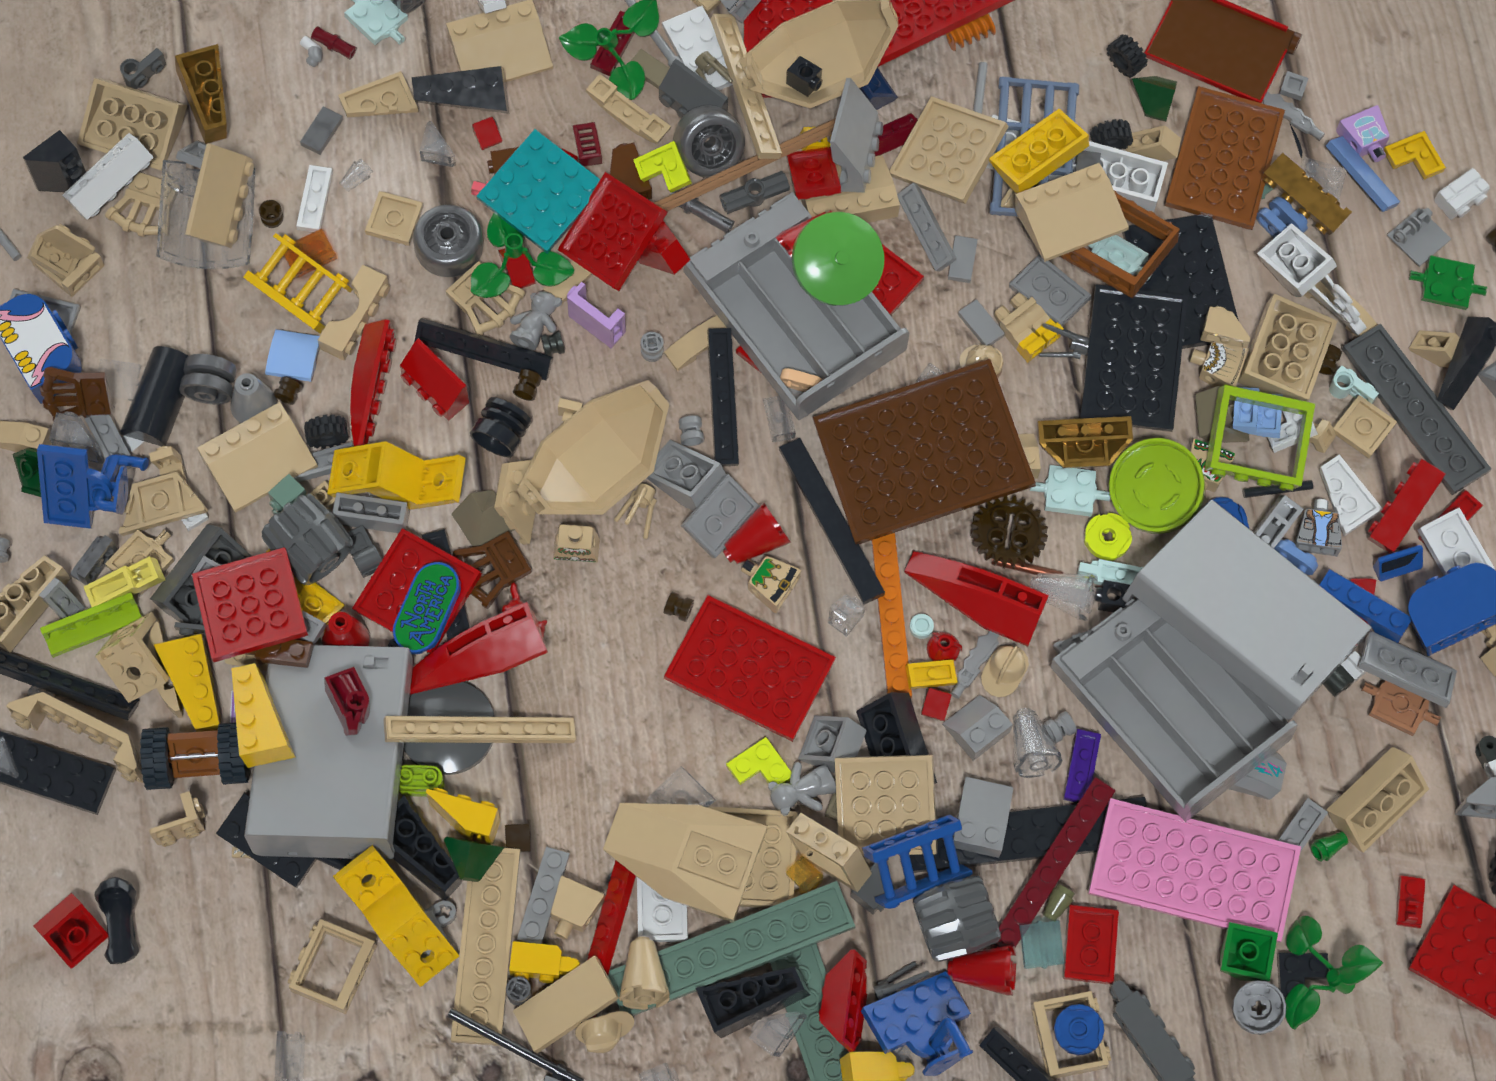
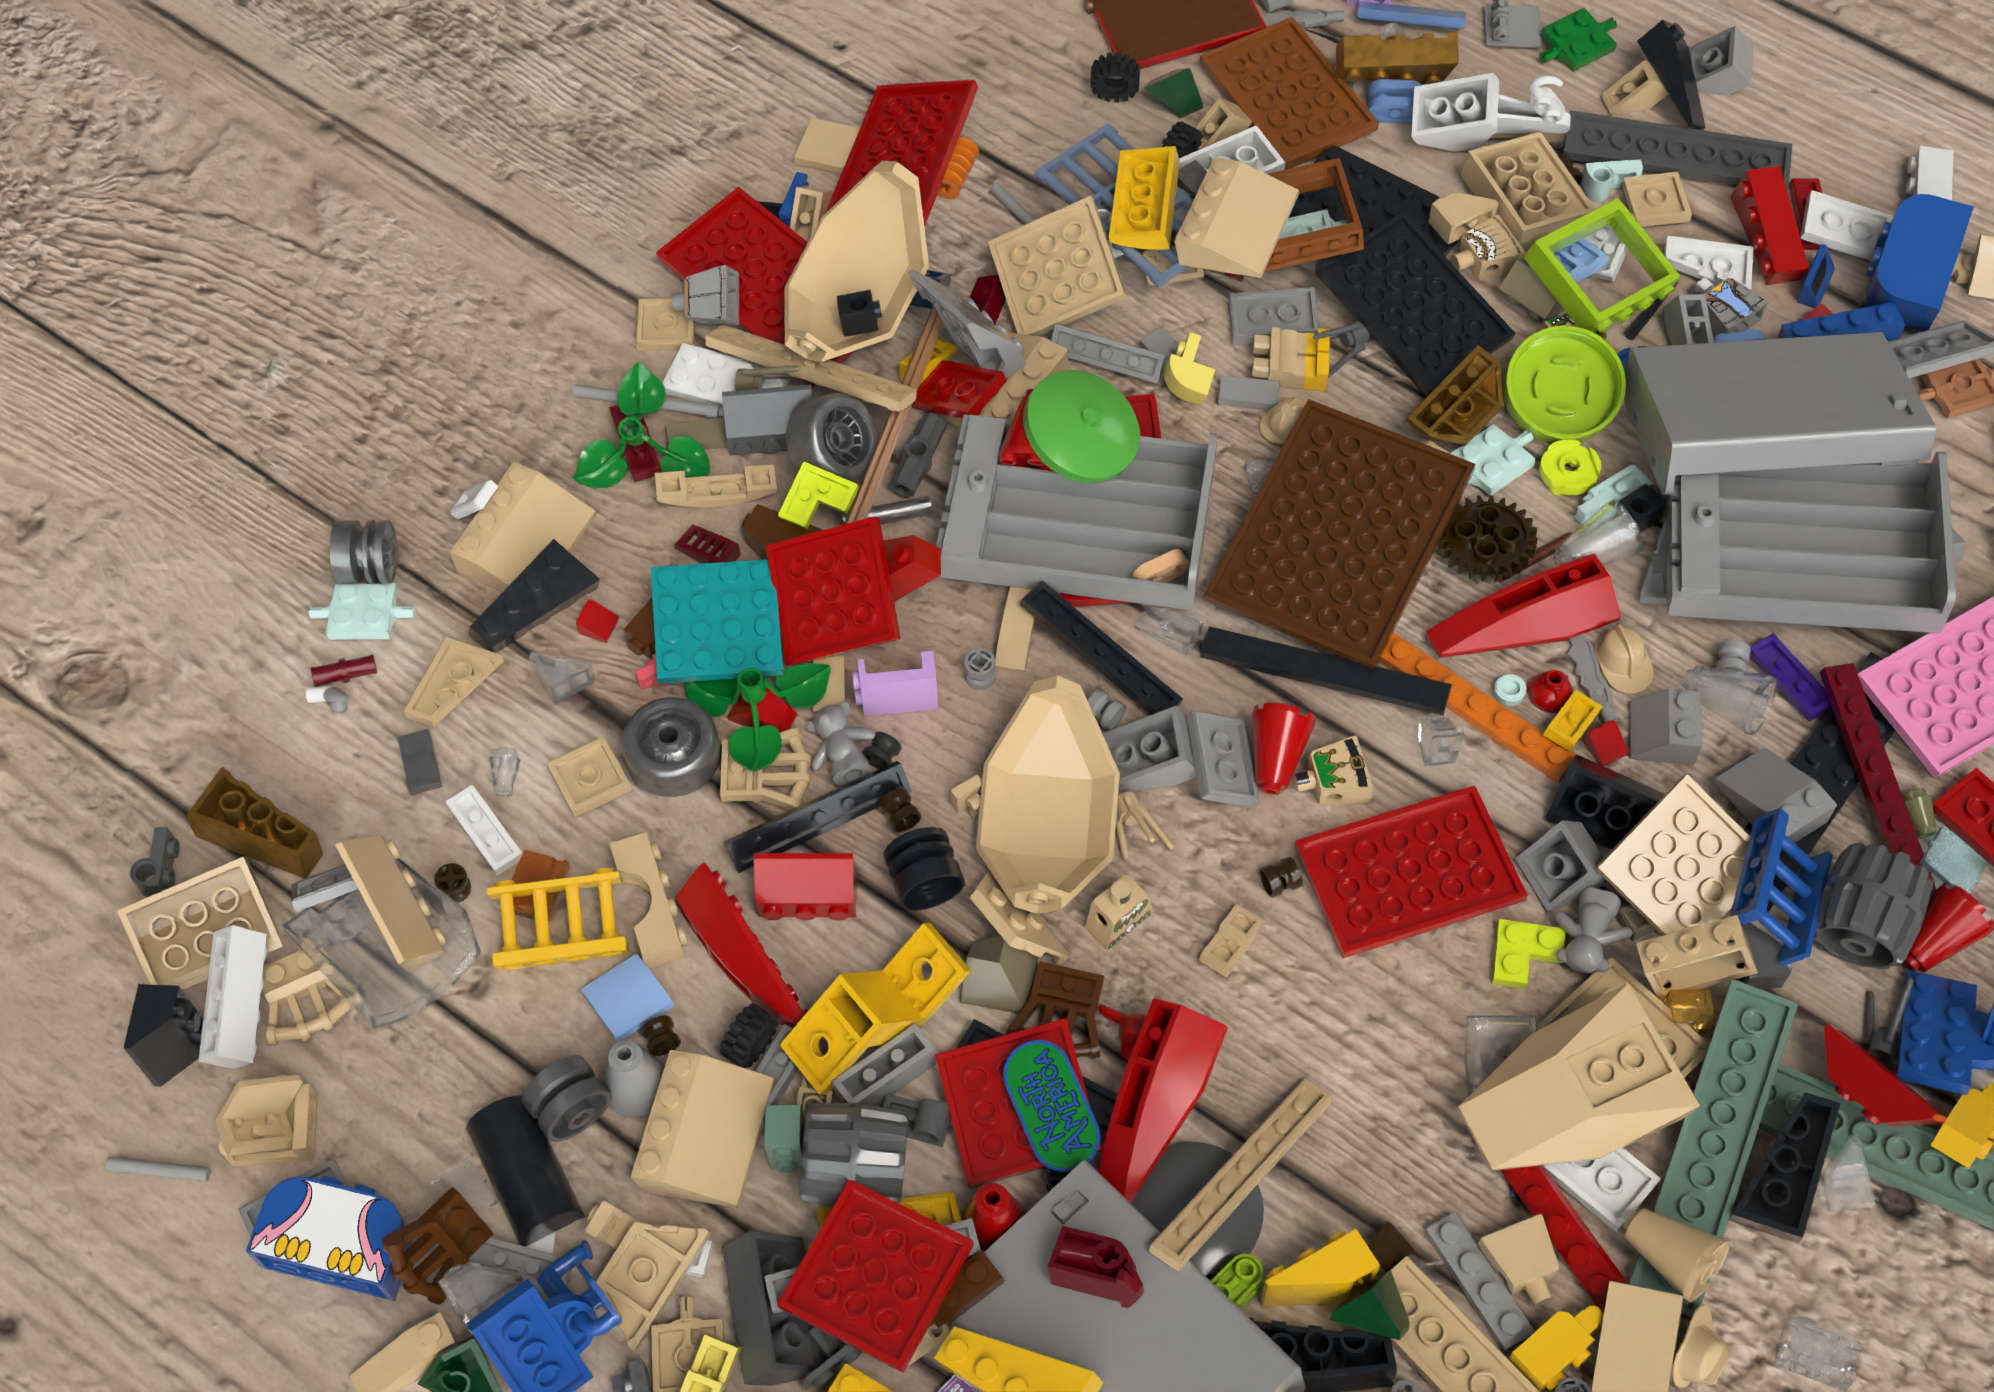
camera: 40 degrees left, 10 degrees down
(618, 615) = (1231, 940): none -> tan slope
(950, 280) = (1187, 378): none -> light yellow brick

